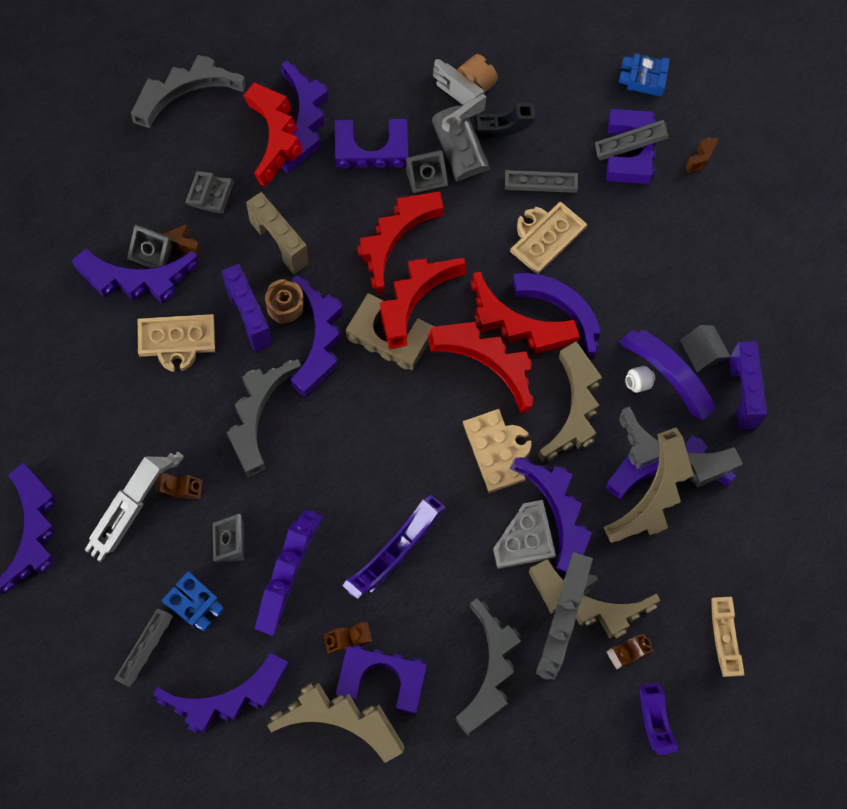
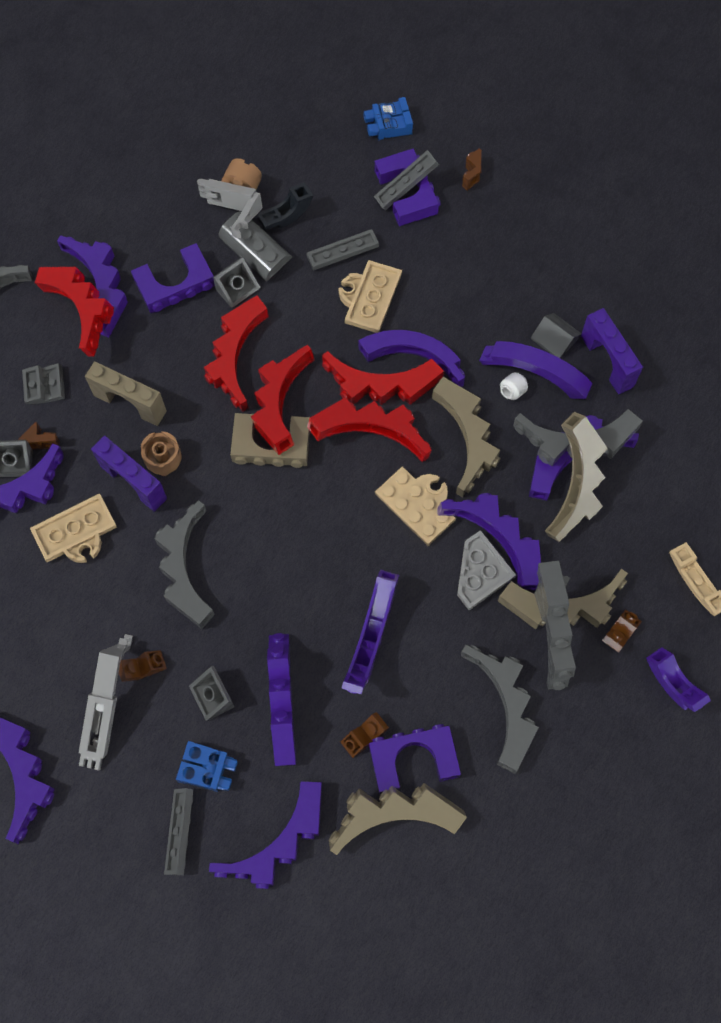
camera: 20 degrees left, 0 degrees up
(320, 360) = (219, 494): dark purple arch -> none

